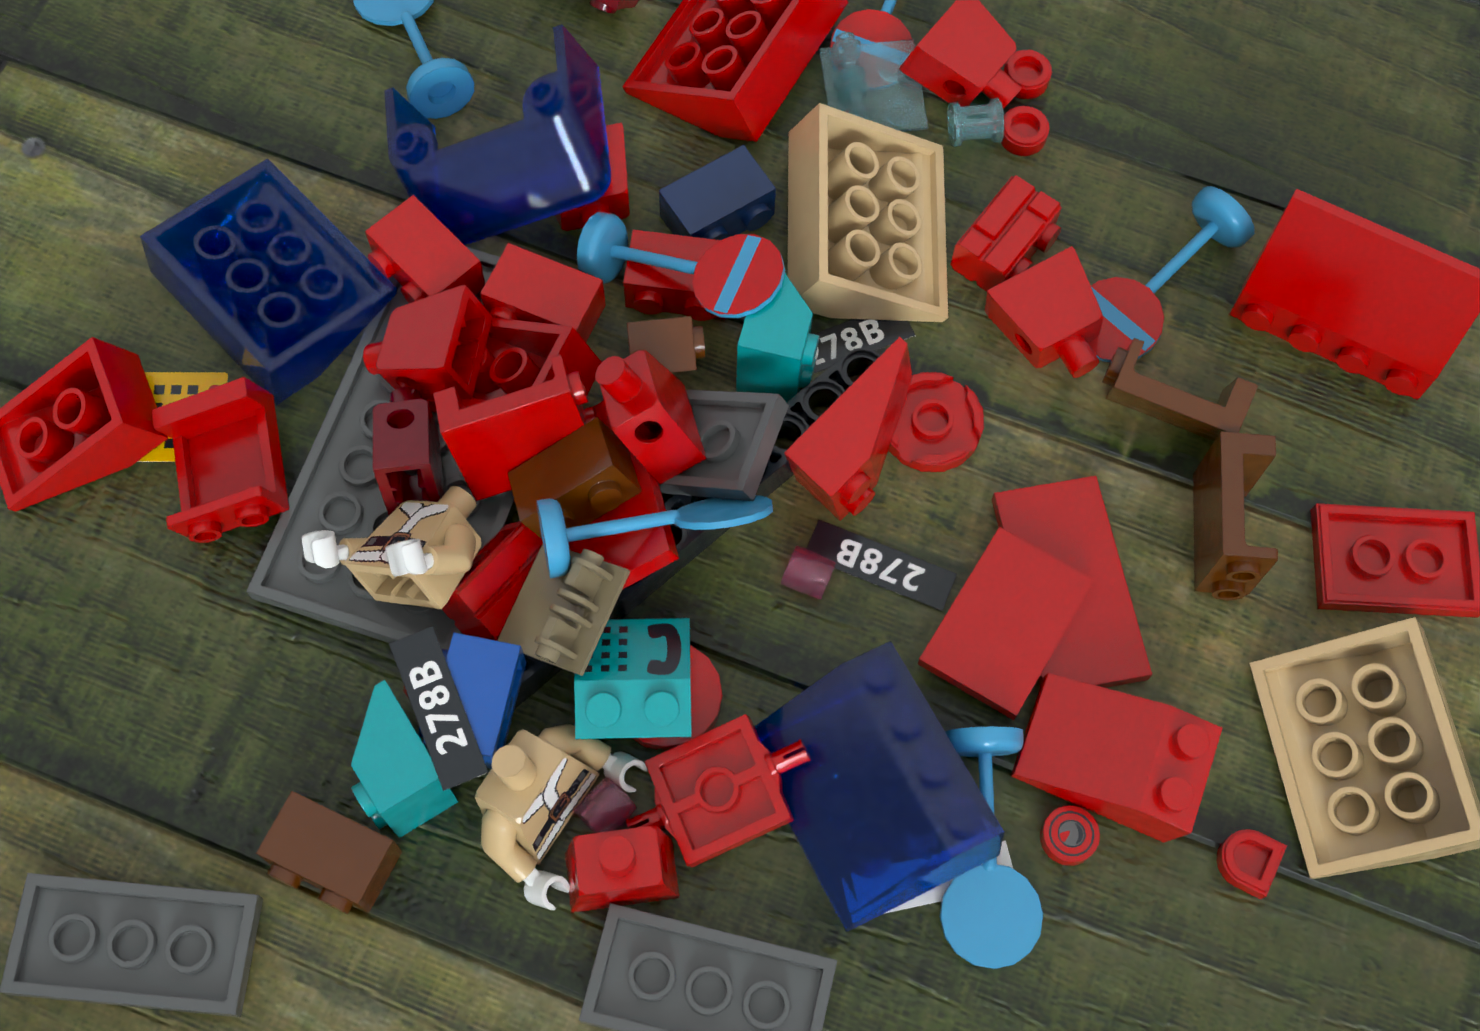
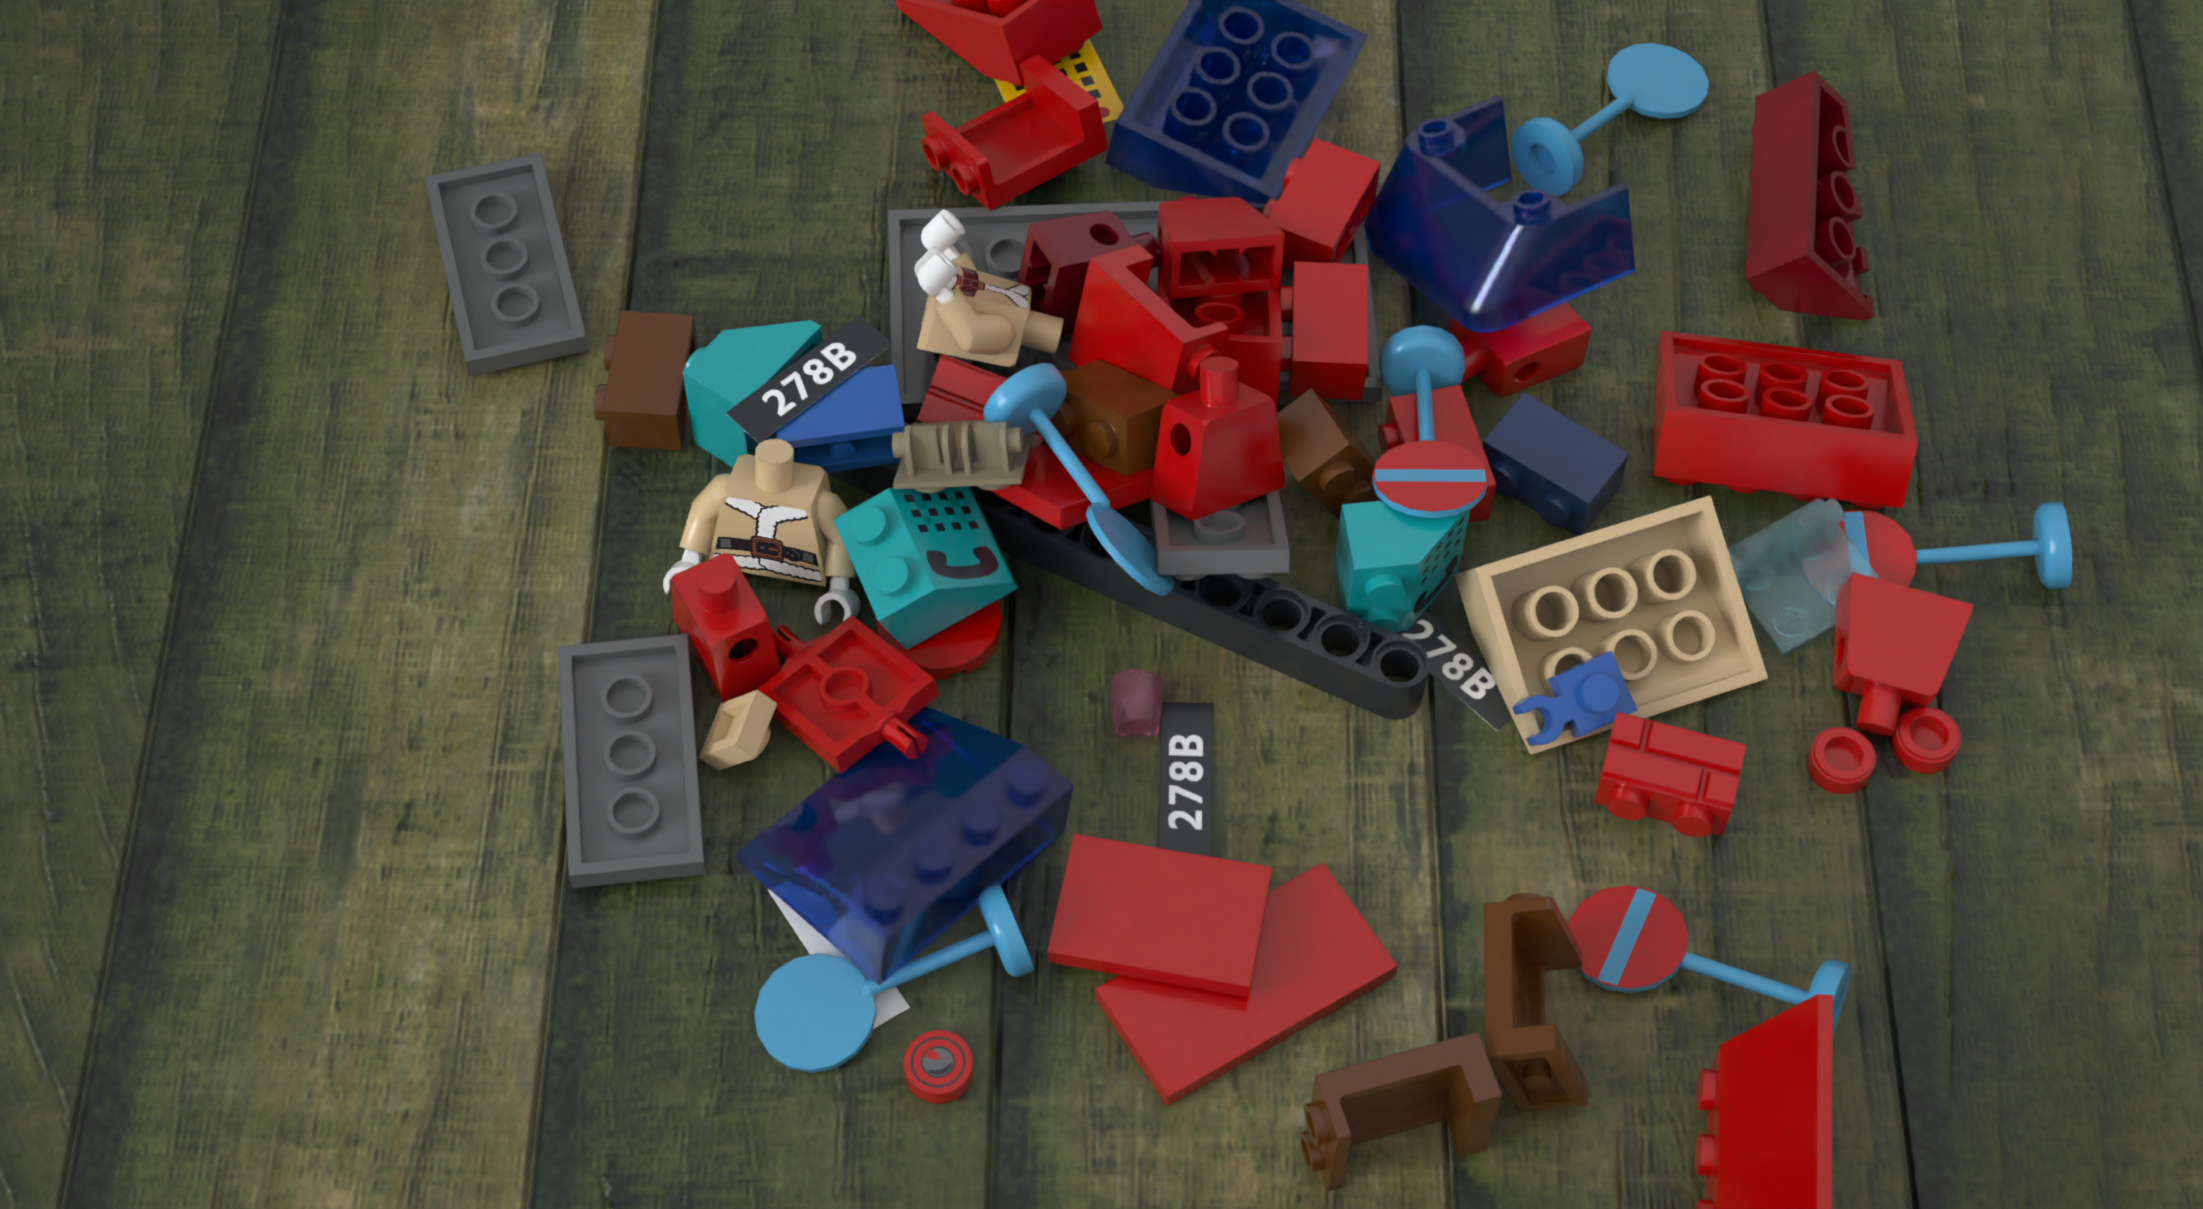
camera: 70 degrees right, 10 degrees down
(605, 807) = (789, 600): clear pink hose -> none
(719, 891) = (738, 730): none -> tan plate
(849, 442) = (1309, 674): red slope -> none
(930, 263) = (1583, 698): none -> blue plate
(937, 424) = (1388, 777): red tile -> none
(975, 122) = (1813, 695): clear light blue bush -> none
(1049, 313) = (1591, 845): red torso -> none
(1118, 755) = (1044, 1076): red slope -> none

